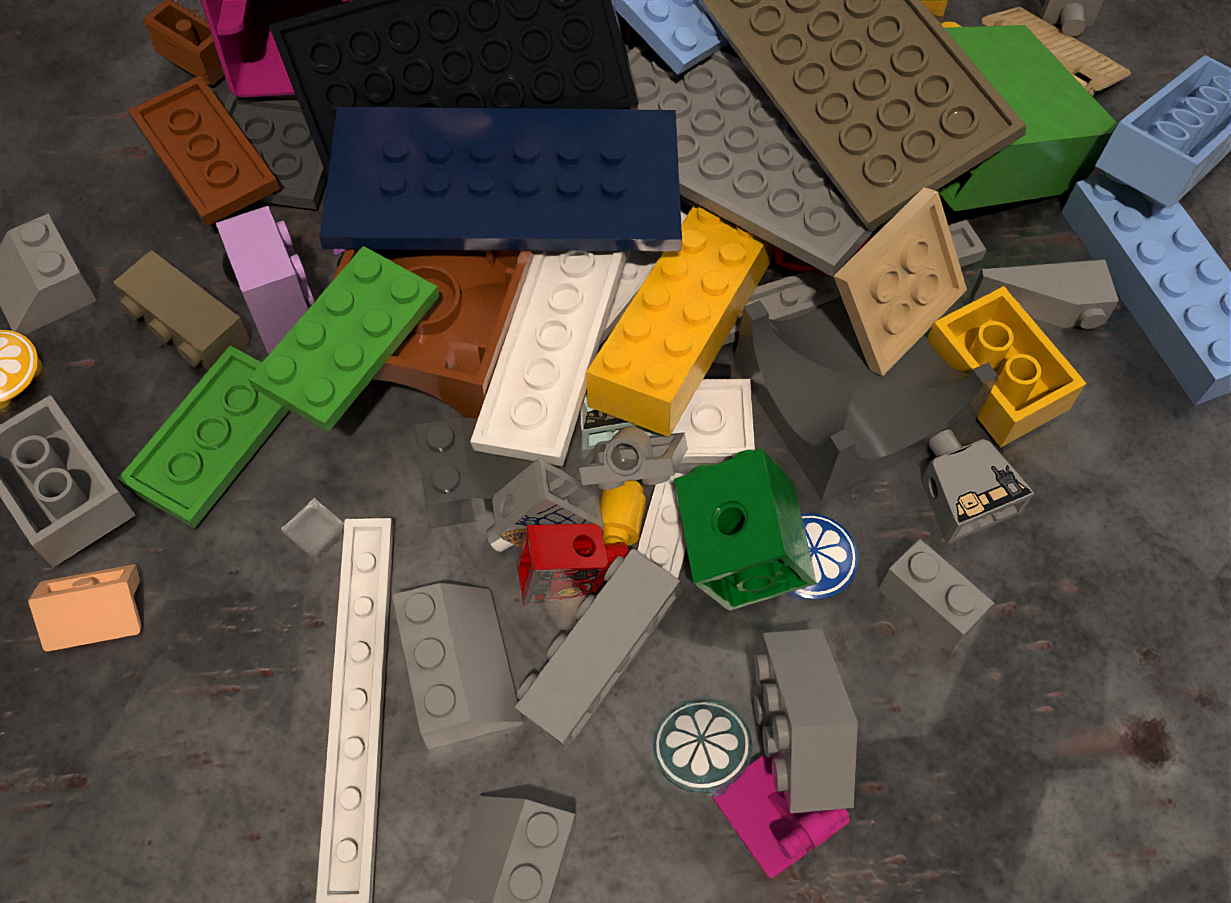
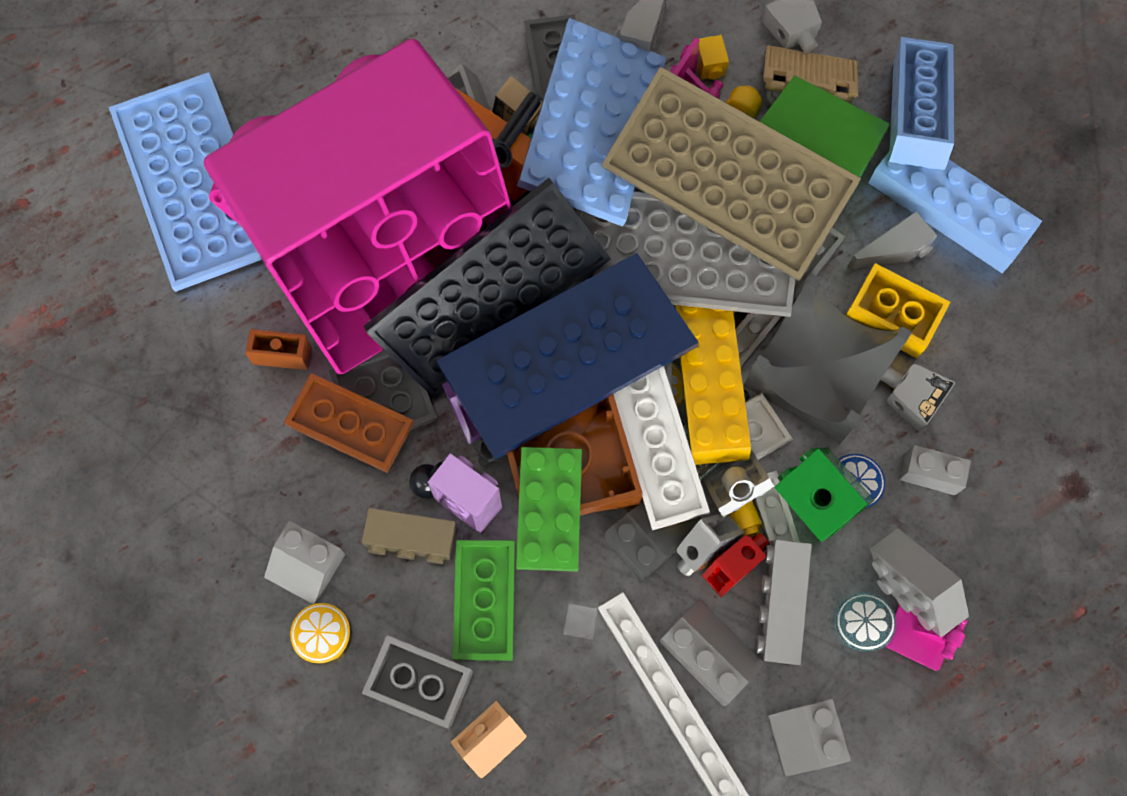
camera: 30 degrees left, 10 degrees up
(901, 281) = (829, 299): tan plate -> none

